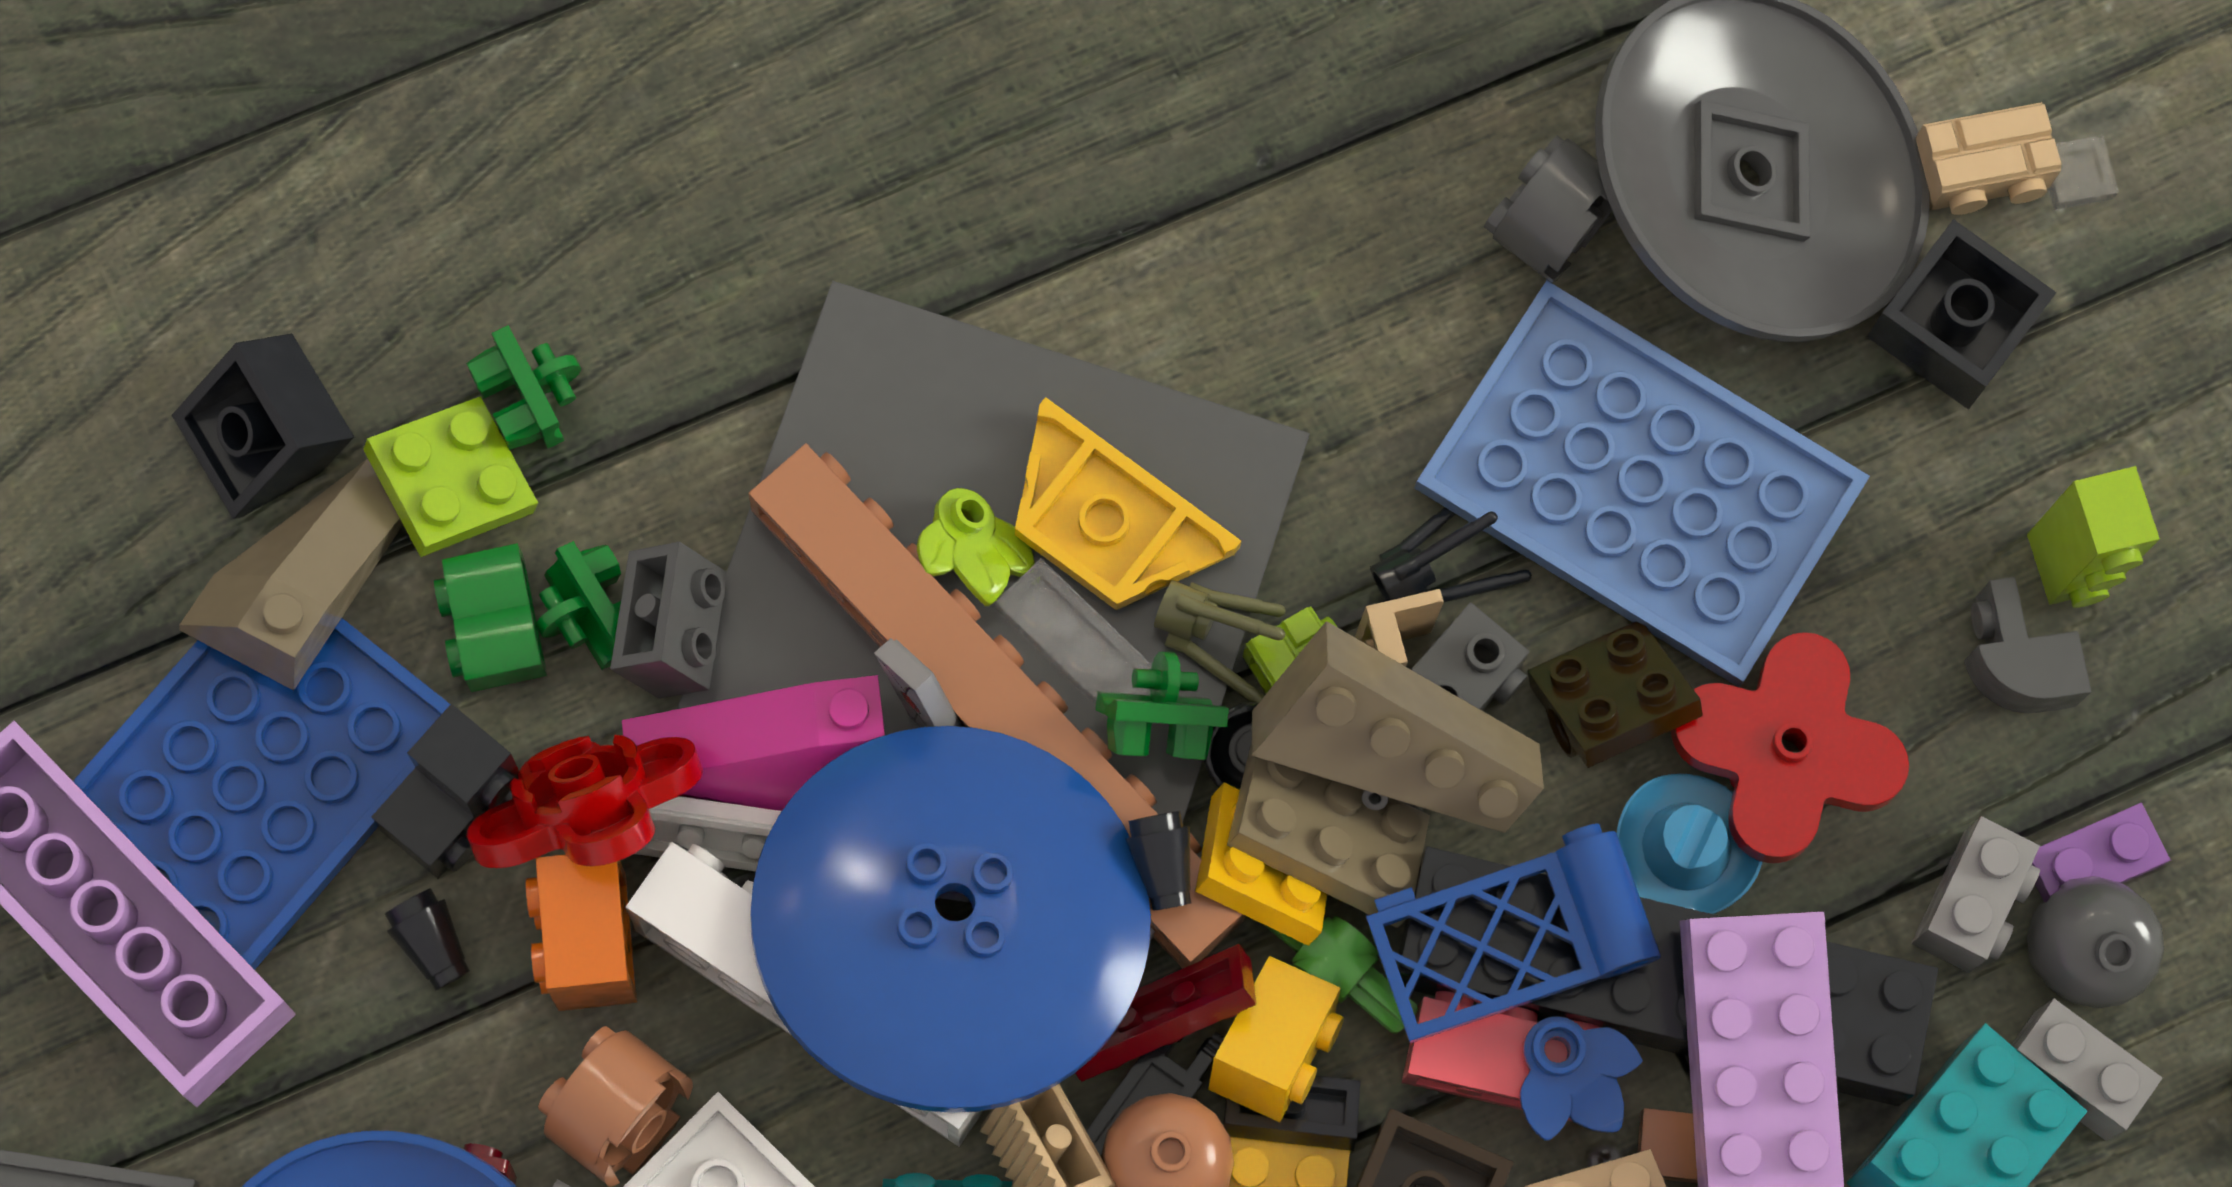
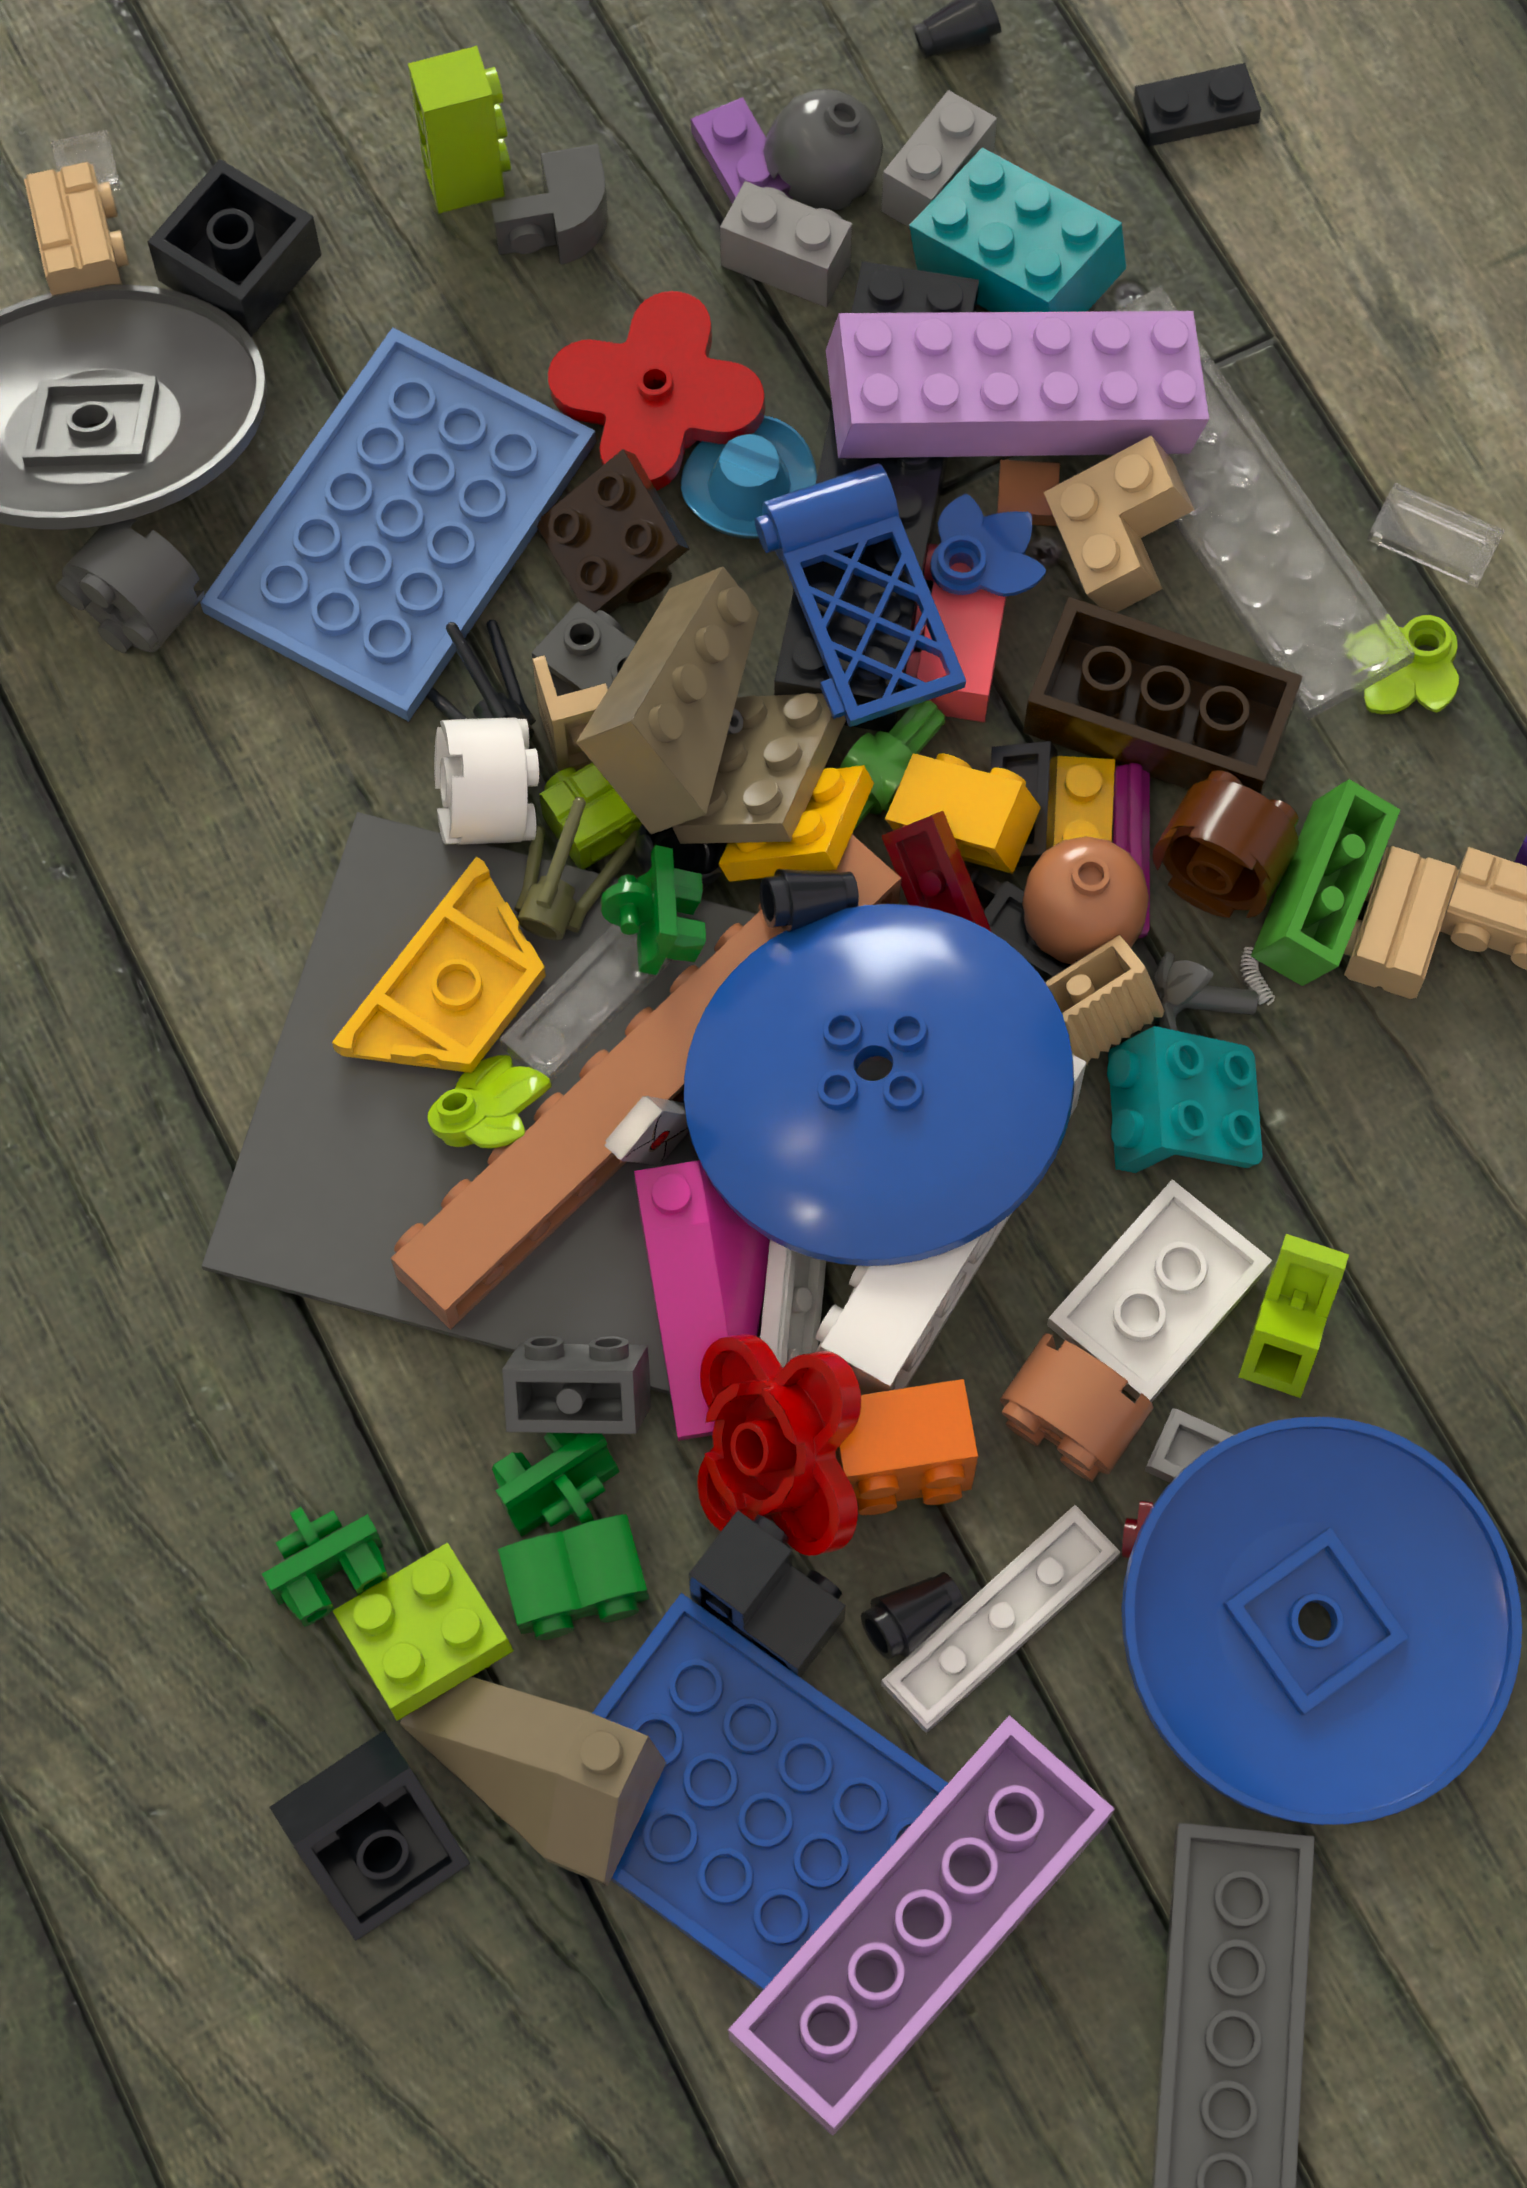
camera: 85 degrees left, 5 degrees down
(422, 1028) = (1000, 1619): none -> white tile
(1322, 550) = (485, 780): none -> white brick

